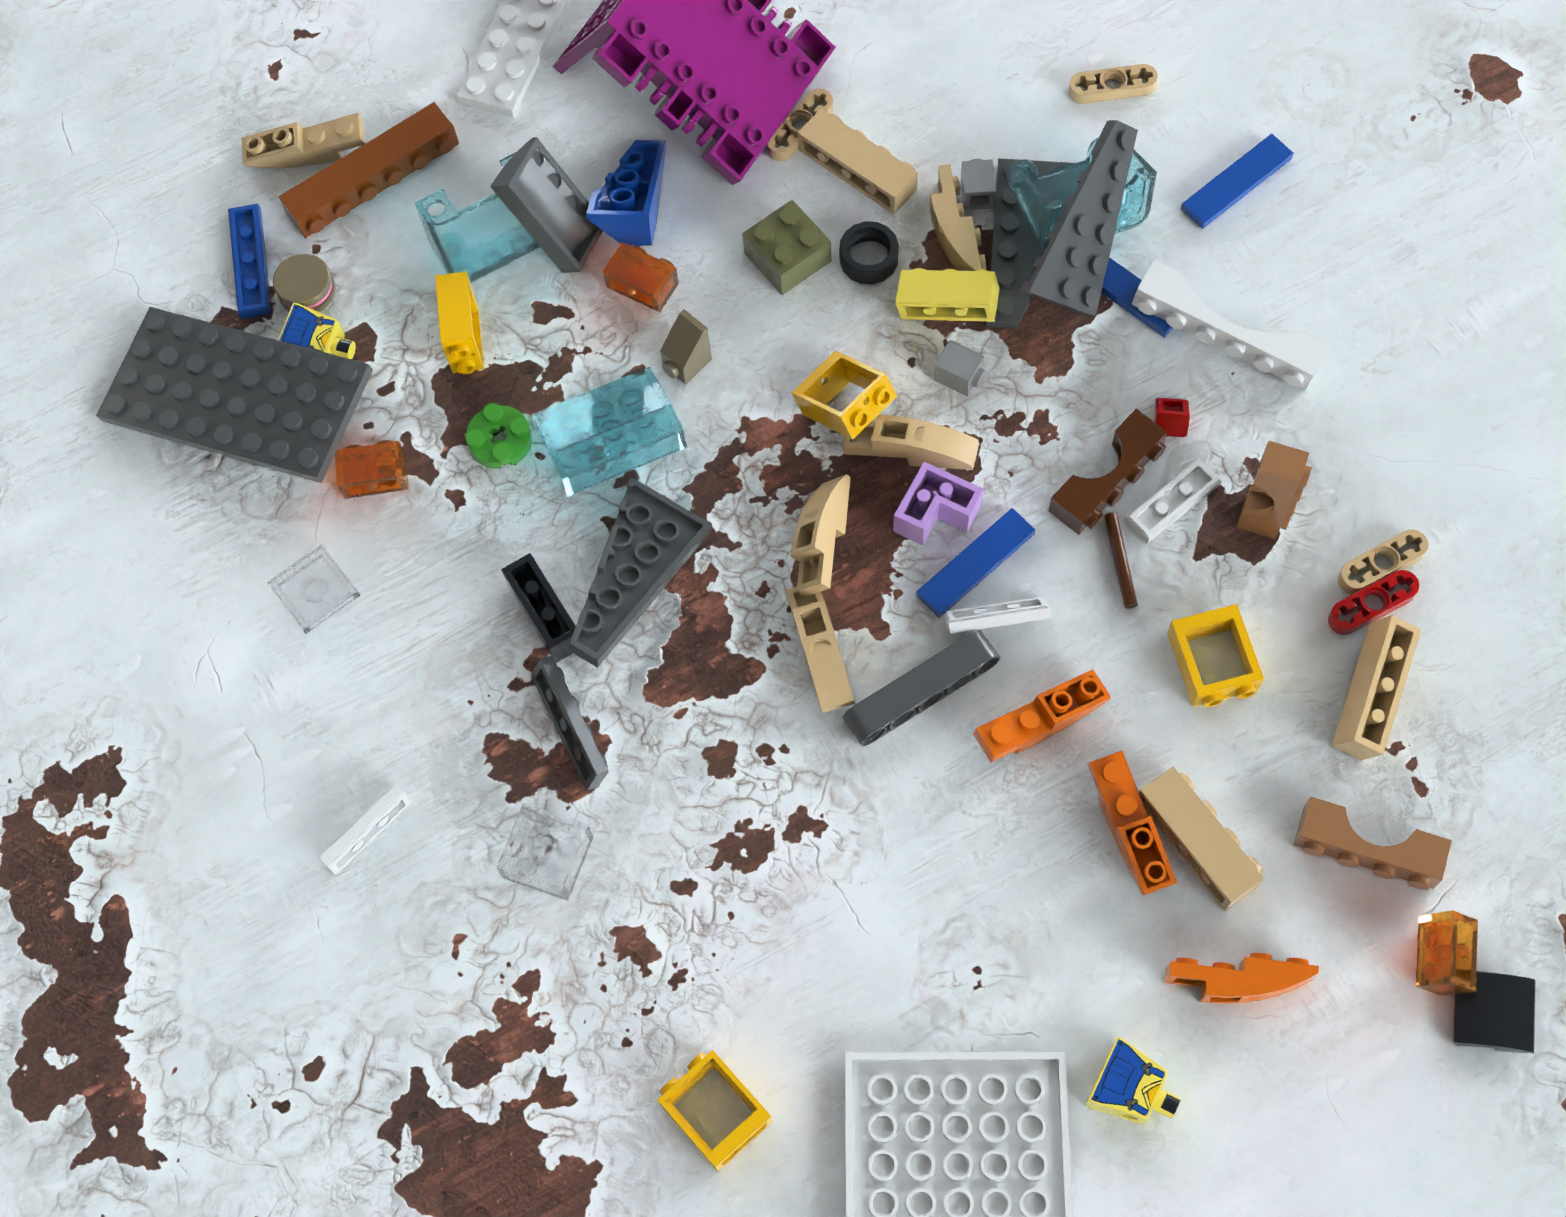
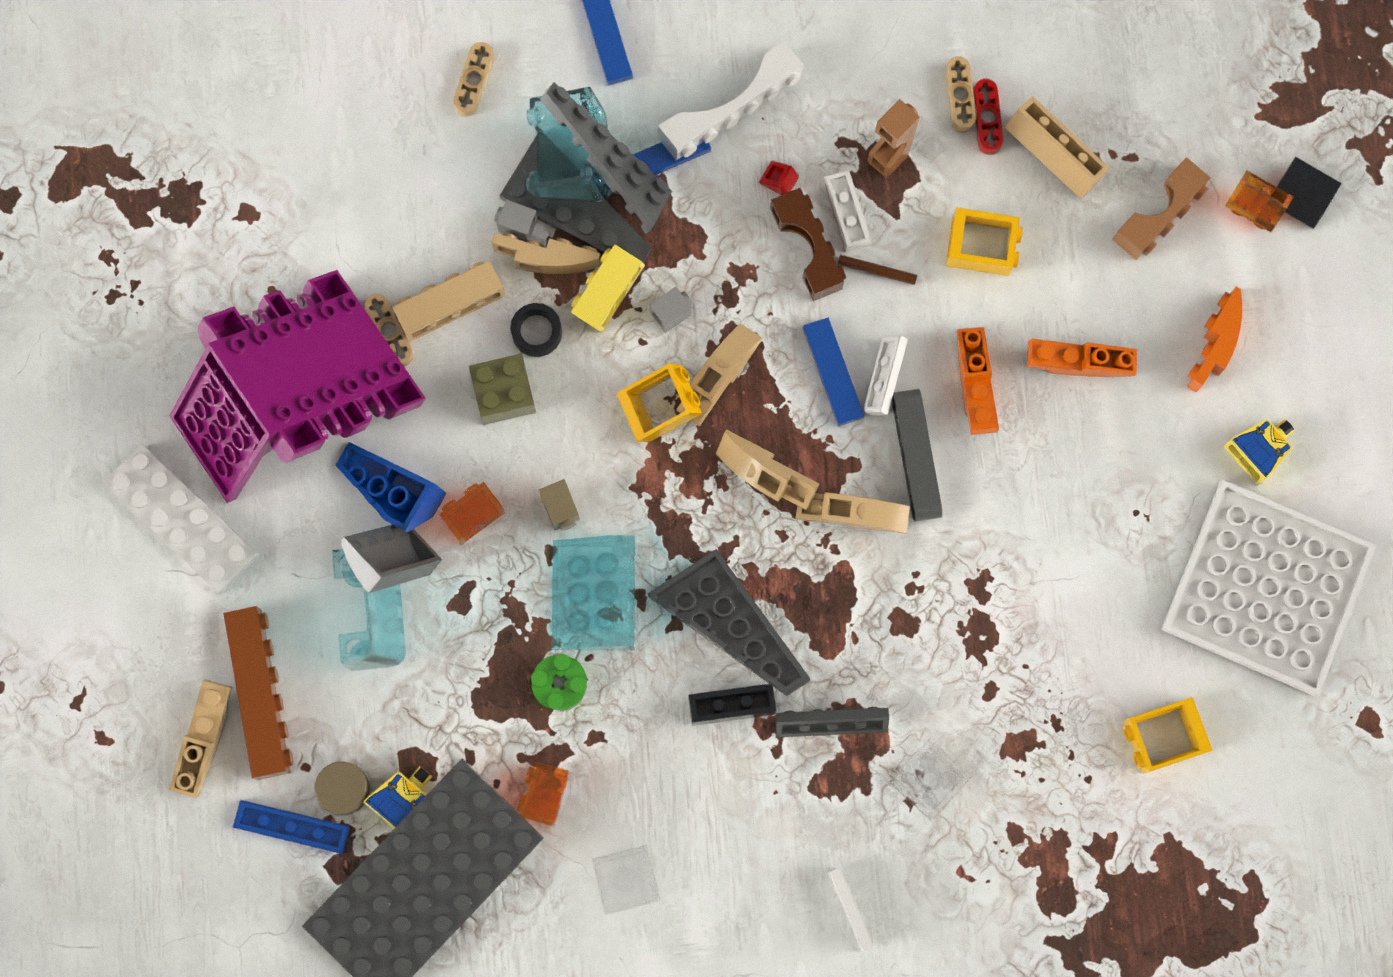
camera: 75 degrees left, 10 degrees up
(459, 322) = (451, 672): yellow window -> none
(933, 497) = (773, 375): lavender brick -> none
(1201, 838) = (1111, 318): tan brick -> none

